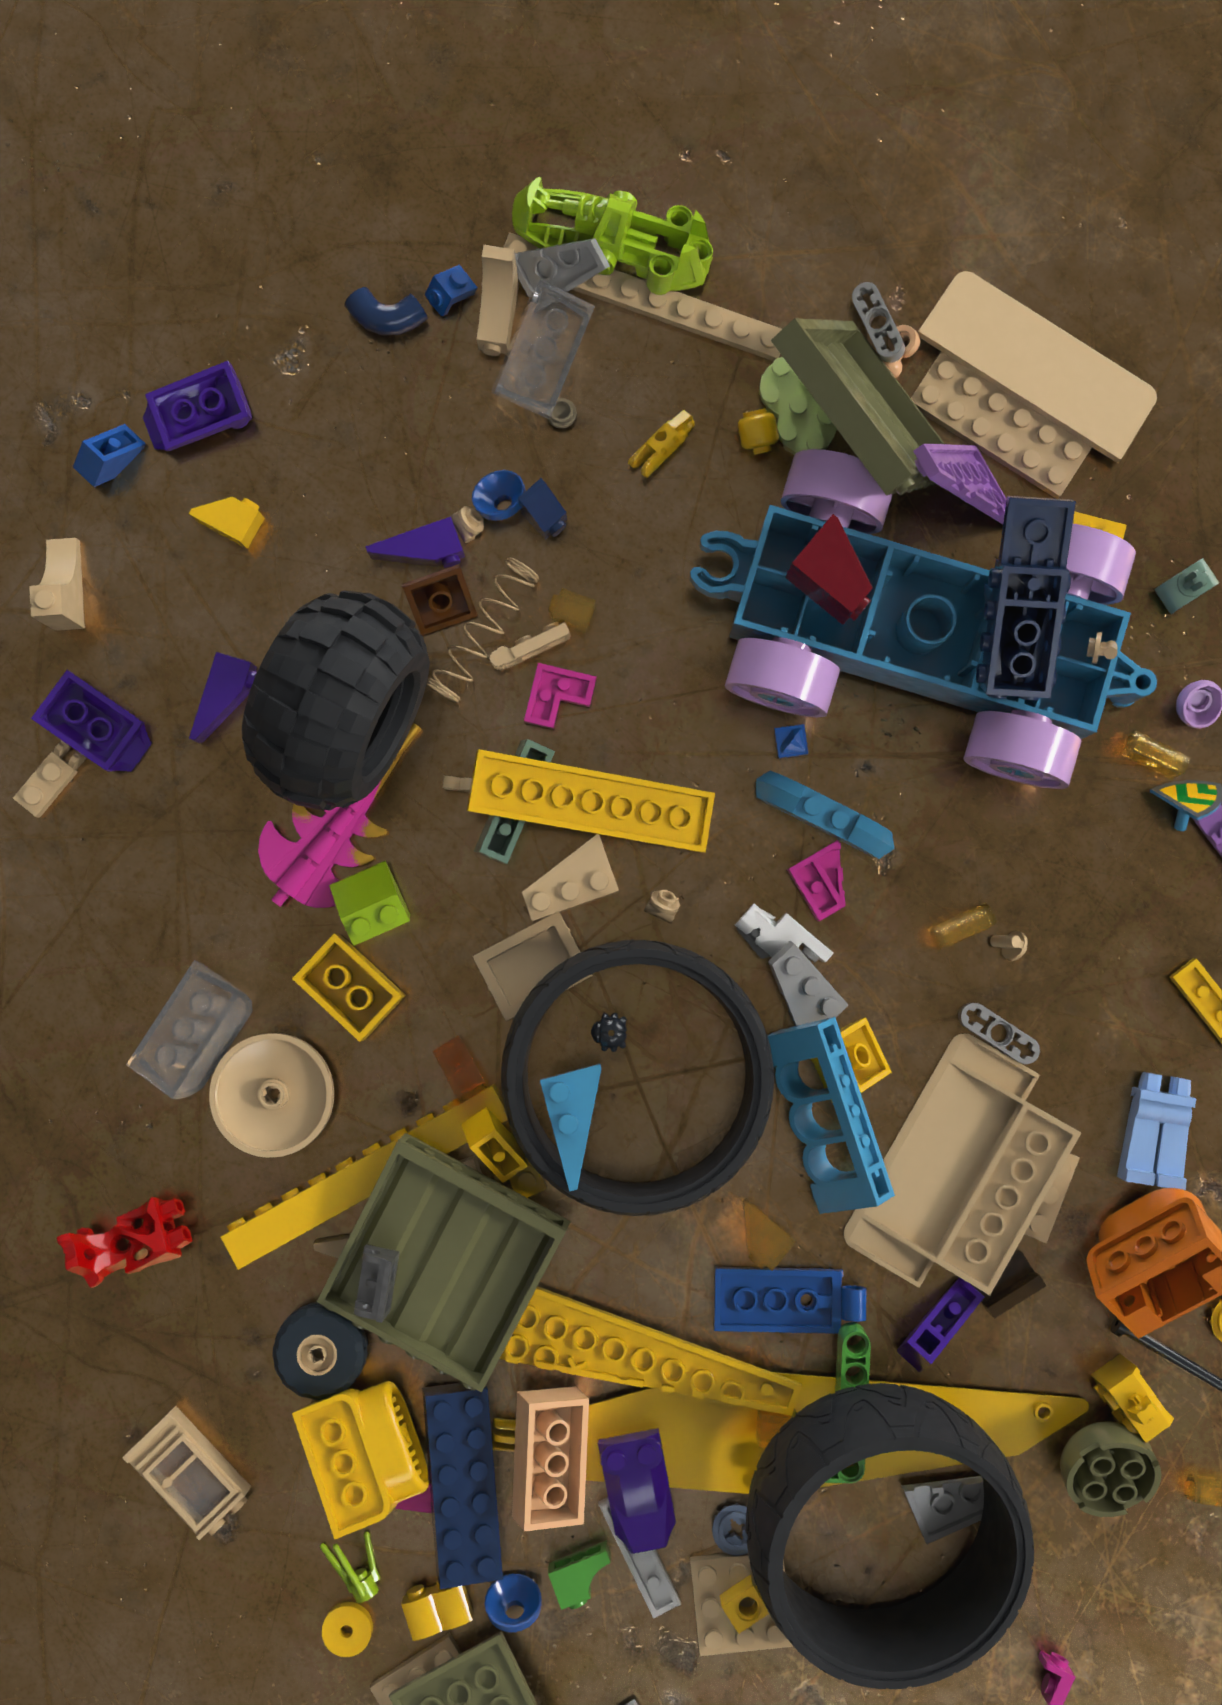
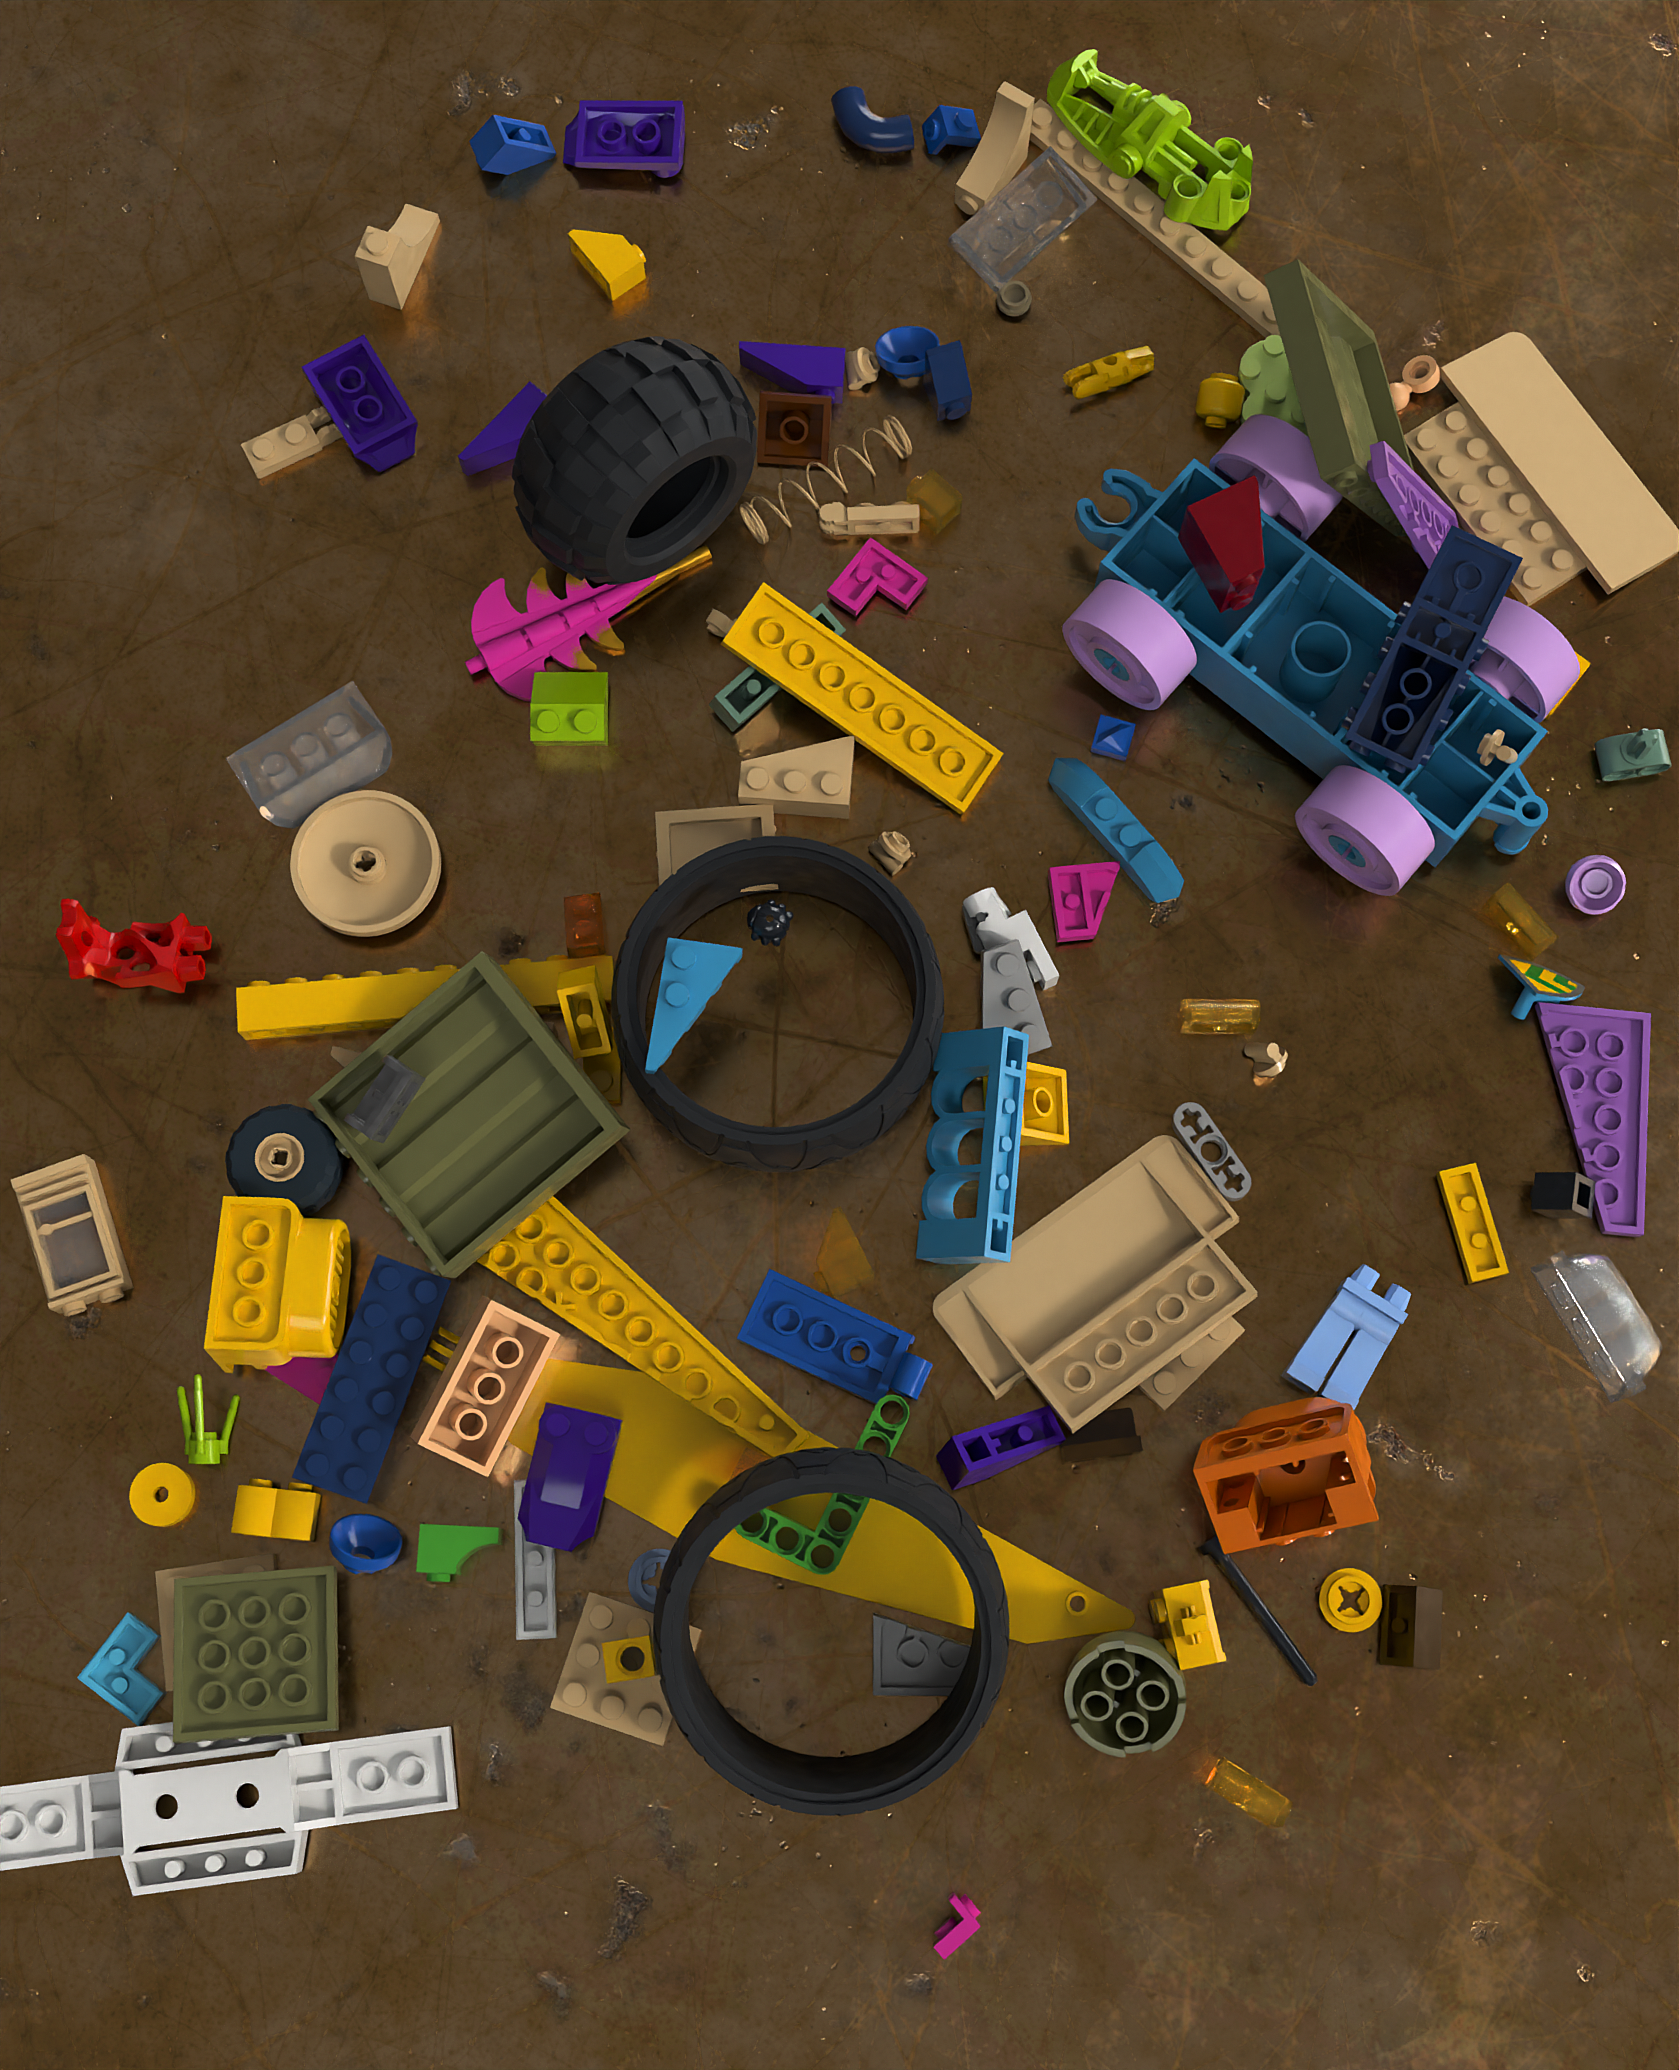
camera: 25 degrees right, 10 degrees down
(349, 987) = (505, 785): yellow brick -> none
(560, 265) = (1082, 146): light grey wing -> none
(878, 310) = (1408, 353): light grey beam -> none

